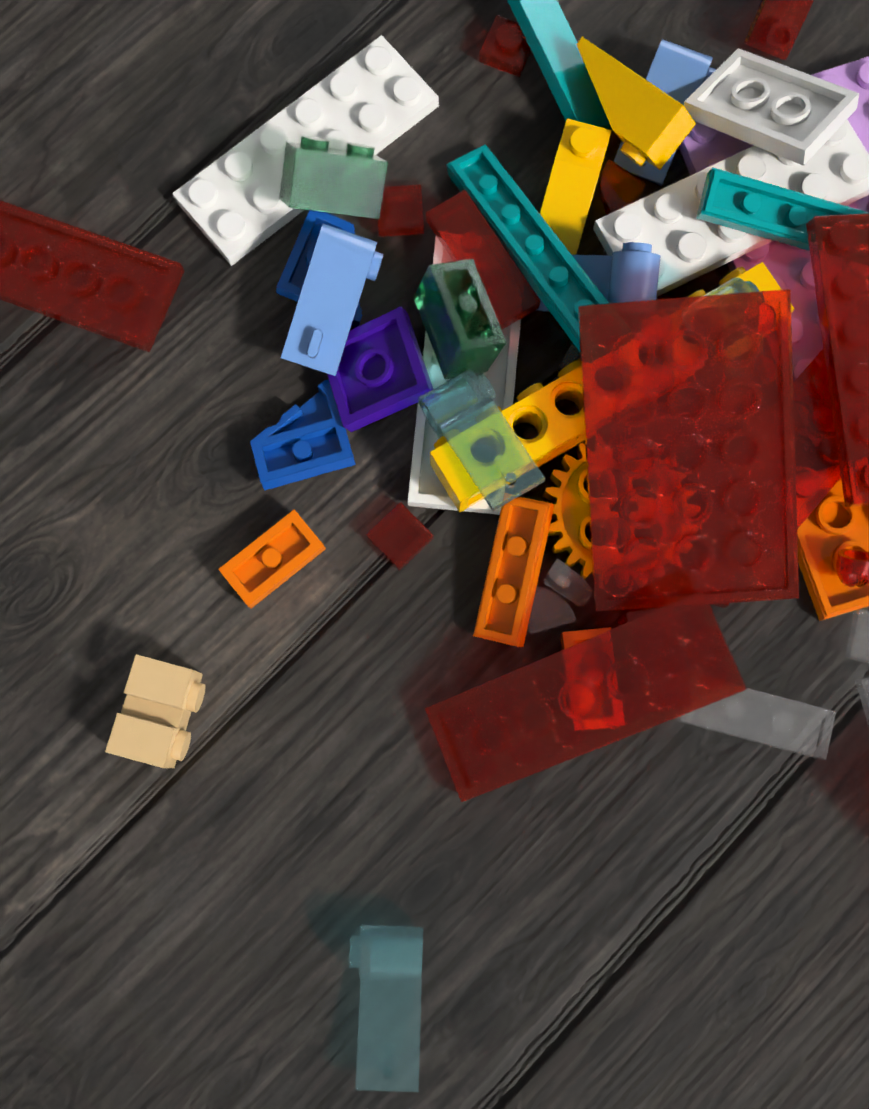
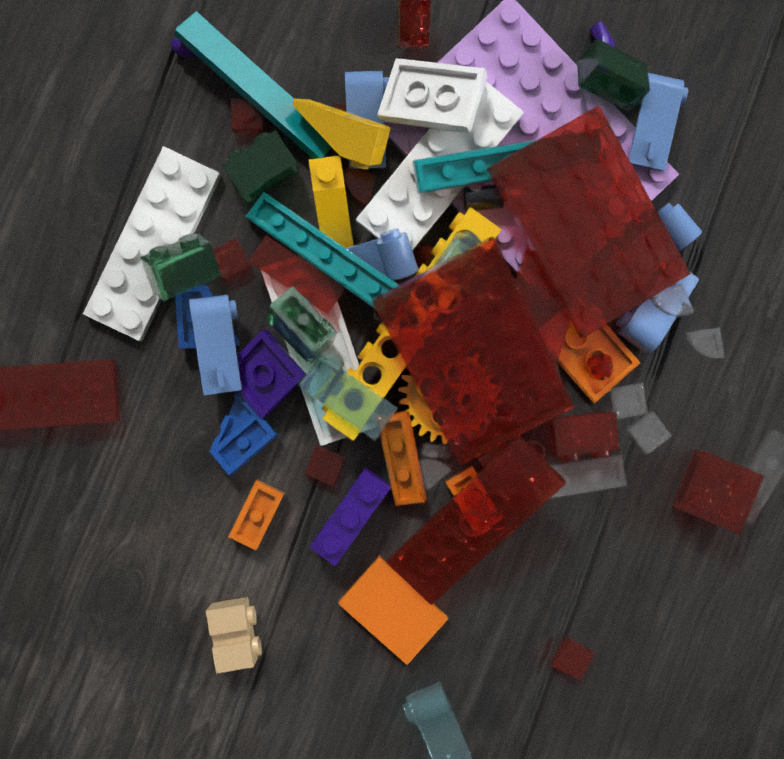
camera: 25 degrees left, 10 degrees up
(401, 787) = (392, 610): none -> orange tile
(404, 614) = (350, 516): none -> dark purple arch
(498, 107) = (260, 165): none -> clear green brick
(638, 987) = (572, 658): none -> clear red tile
(786, 265) = (482, 197): none -> black piece
(793, 654) = (584, 434): none -> clear red brick

